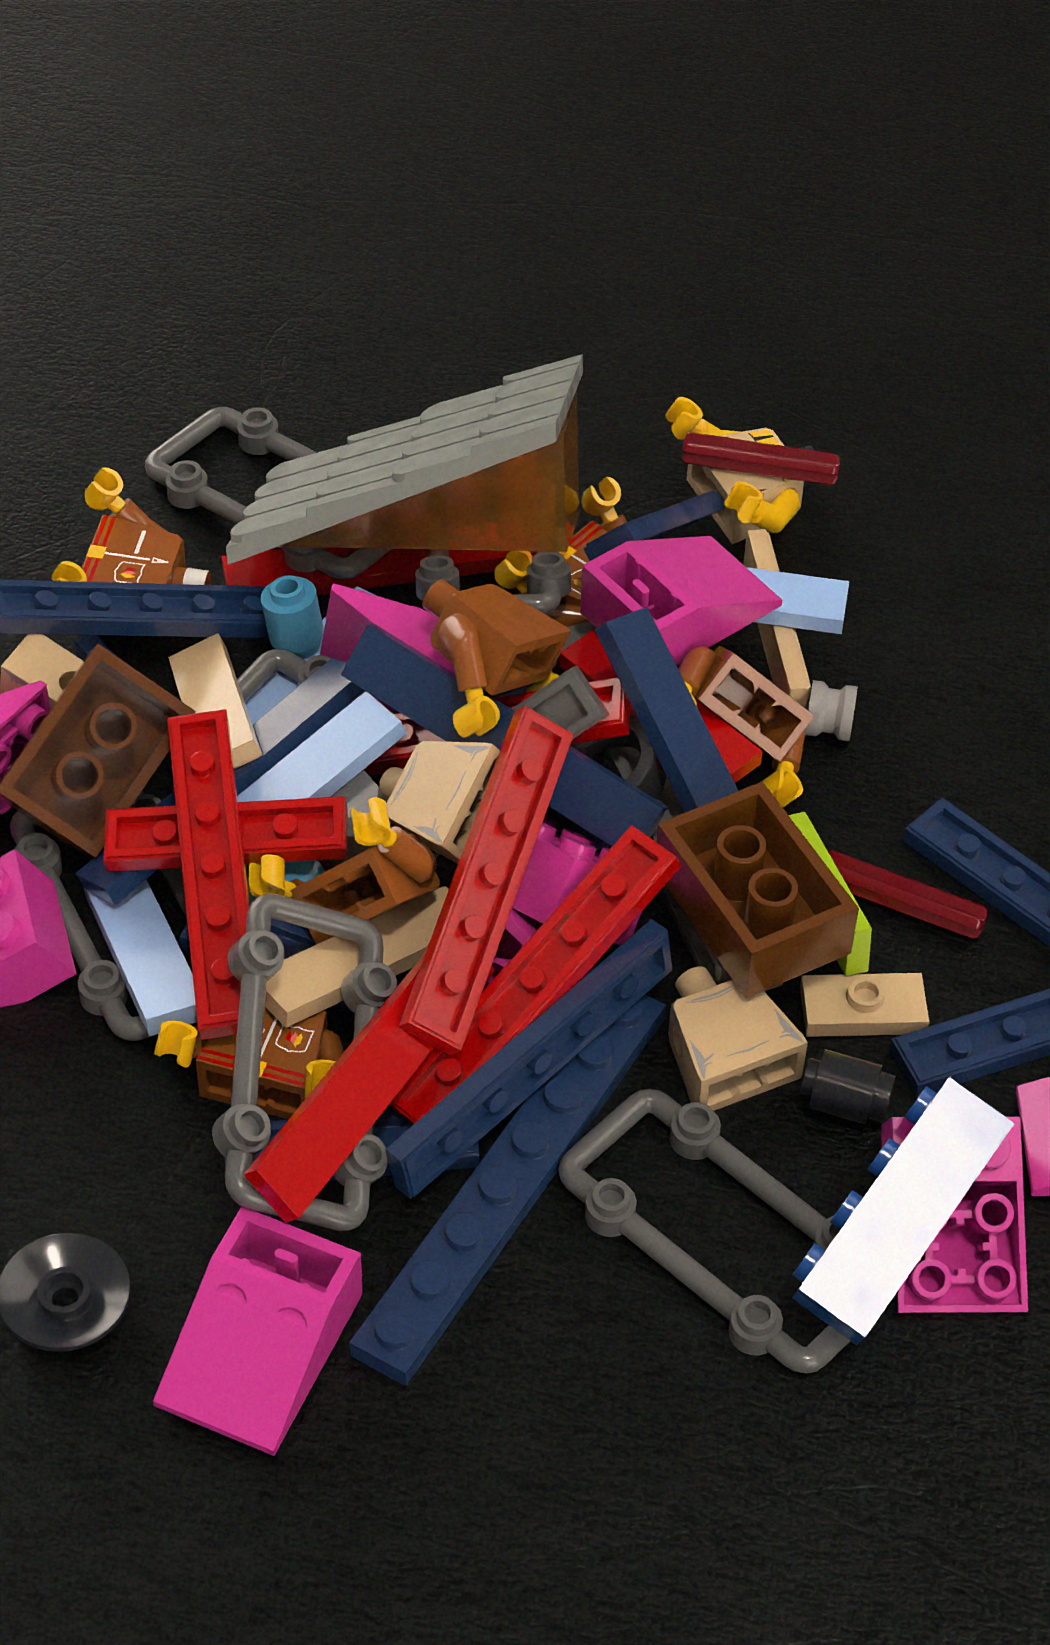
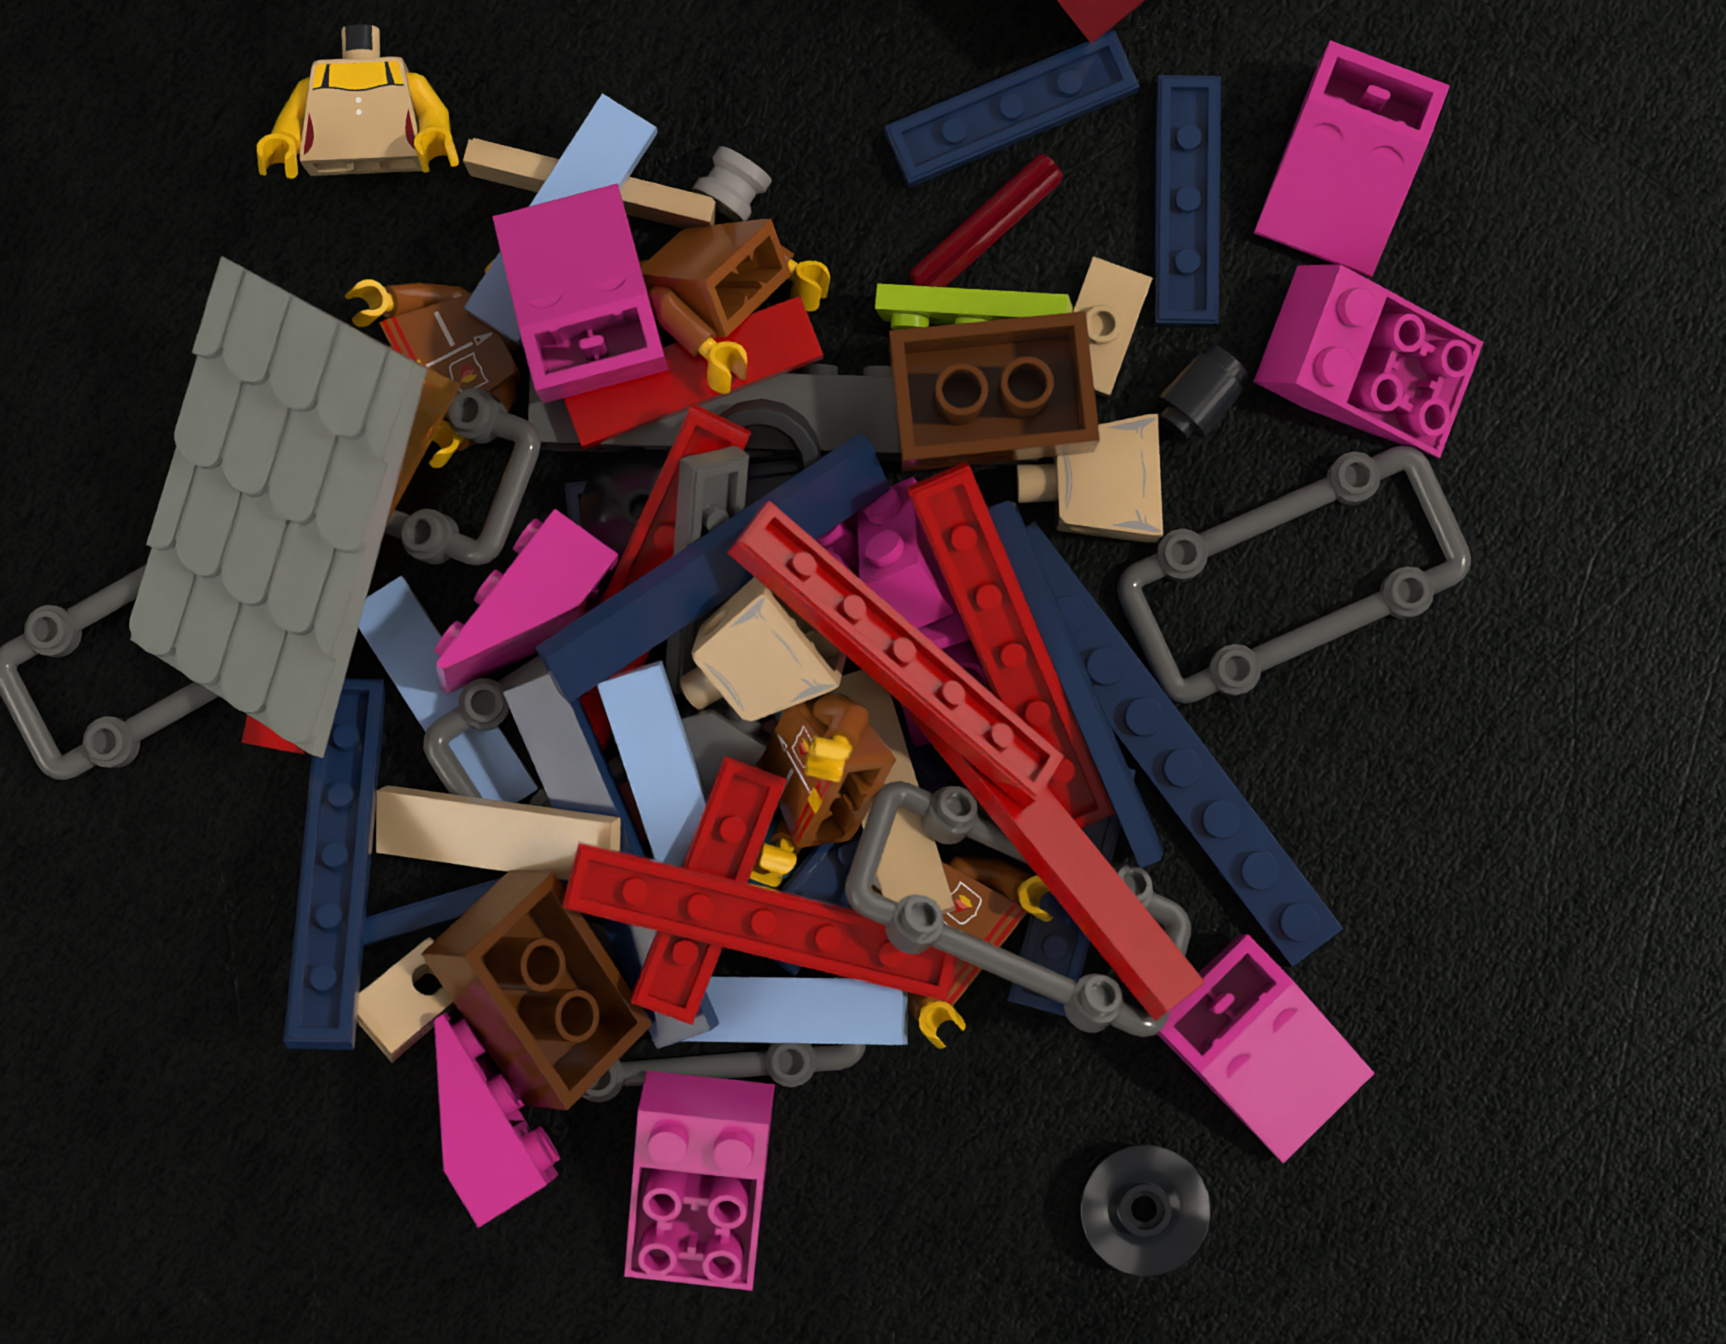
camera: 70 degrees left, 35 degrees up
(129, 544) = (232, 851): dark orange torso -> none
(293, 615) = (416, 701): dark azure brick -> none
(492, 646) = (615, 537): dark orange torso -> none
(658, 524) = (441, 265): dark blue tile -> none
(666, 709) = (765, 384): dark blue tile -> none
(760, 458) = (371, 99): dark red axle -> none
(902, 1210) = (1398, 423): brick -> none

